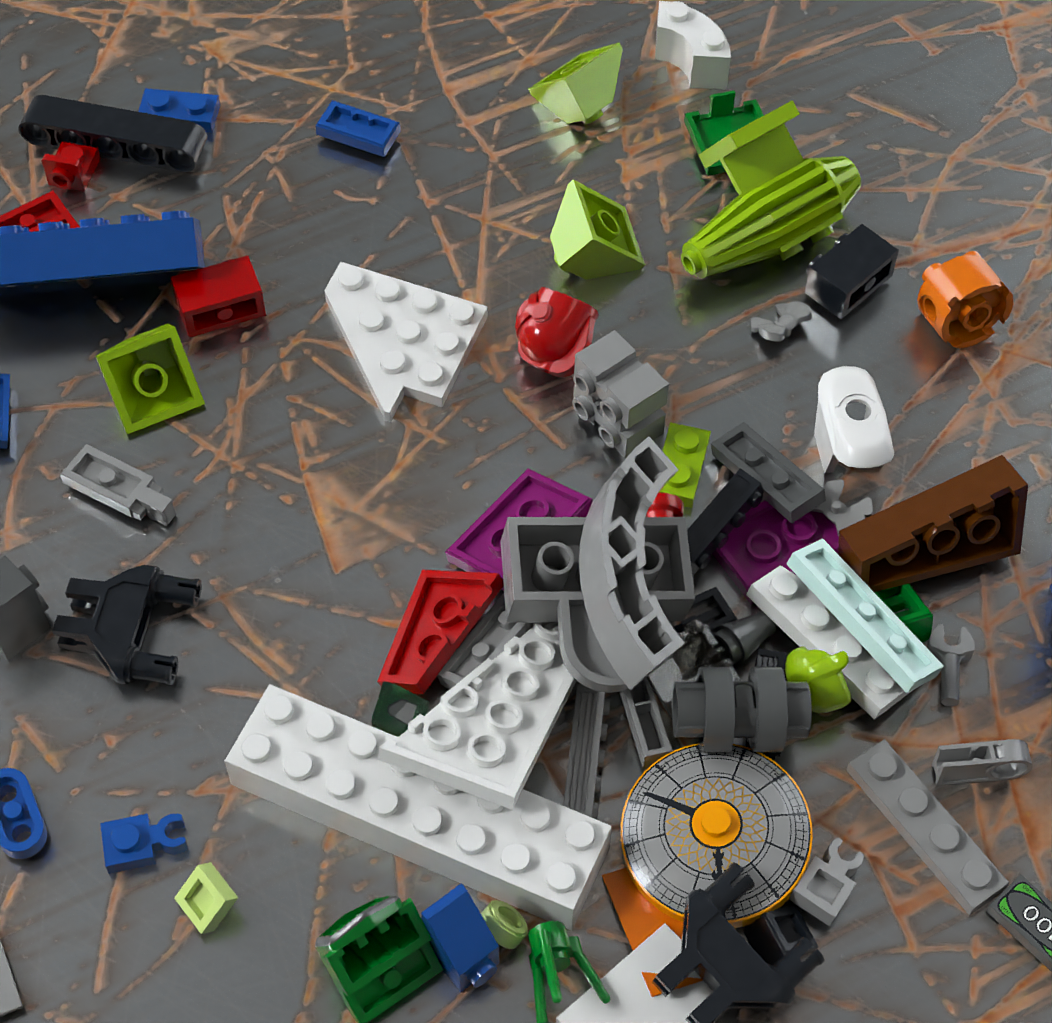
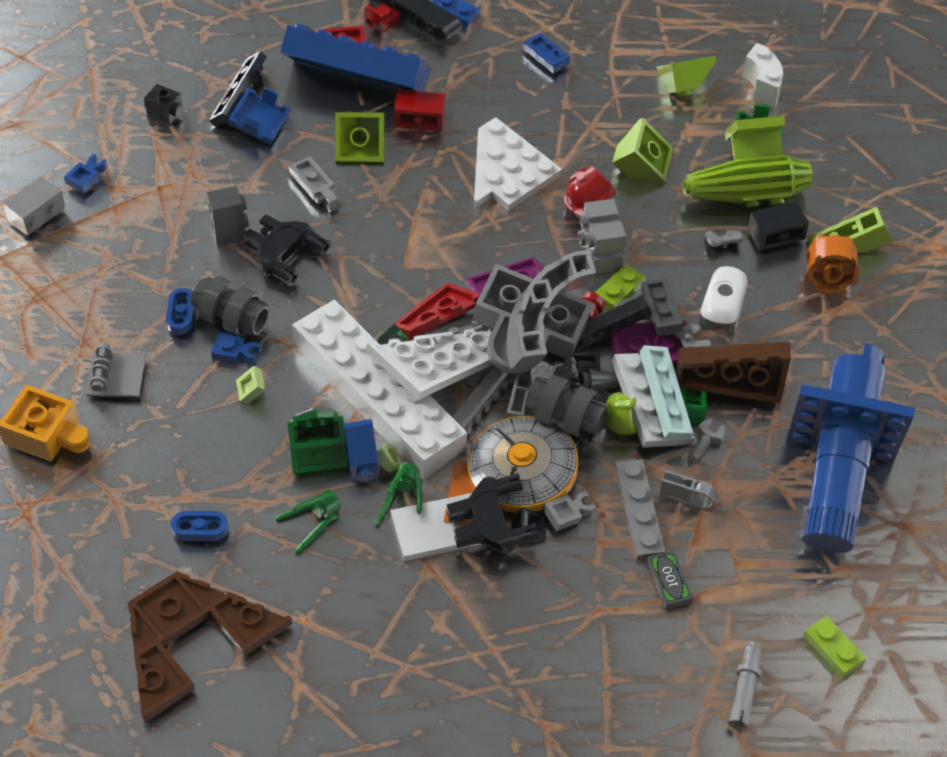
camera: 25 degrees right, 5 degrees down
(77, 768) = (222, 302): none -> dark grey piece
(975, 226) = (866, 230): none -> lime slope

